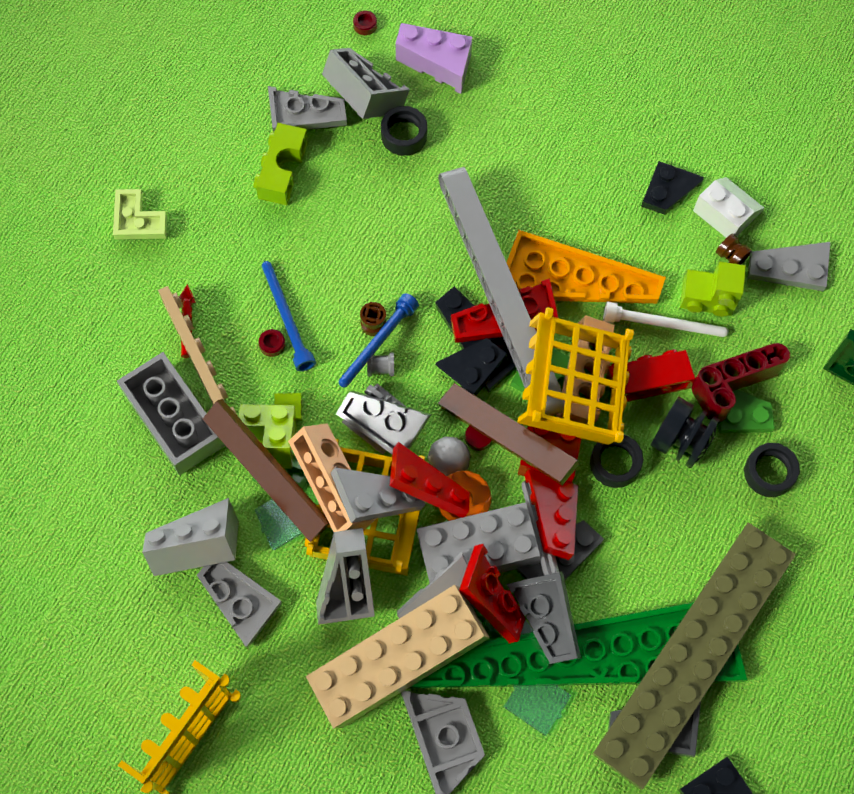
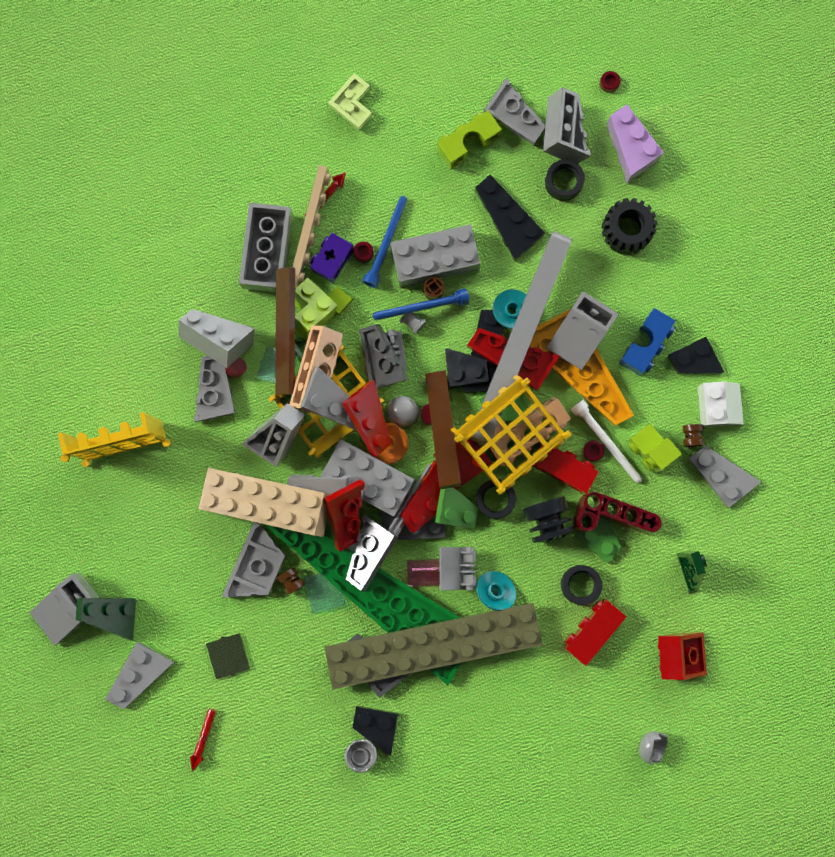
camera: 50 degrees right, 15 degrees up
(244, 556) = (237, 368): none -> dark red tile
(249, 385) = (331, 269): none -> dark purple brick
(344, 286) = (435, 255): none -> light grey brick
(394, 204) = (513, 223): none -> black wing
(458, 269) = (507, 300): none -> teal dish
(495, 719) = (287, 577): none -> reddish brown wheel
(506, 106) = (635, 211): none -> black tyre
(549, 237) = (582, 330): none -> light grey slope
(588, 500) = (455, 509): none -> bright green wing
(611, 187) = (657, 327): none -> blue arch
(620, 588) = (423, 572): none -> clear pink slope
(644, 556) = (457, 568): none -> light grey hinge
(659, 341) = (593, 450): none -> dark red tile
(701, 545) = (502, 587): none -> teal dish
(827, 501) = (594, 631): none -> red brick

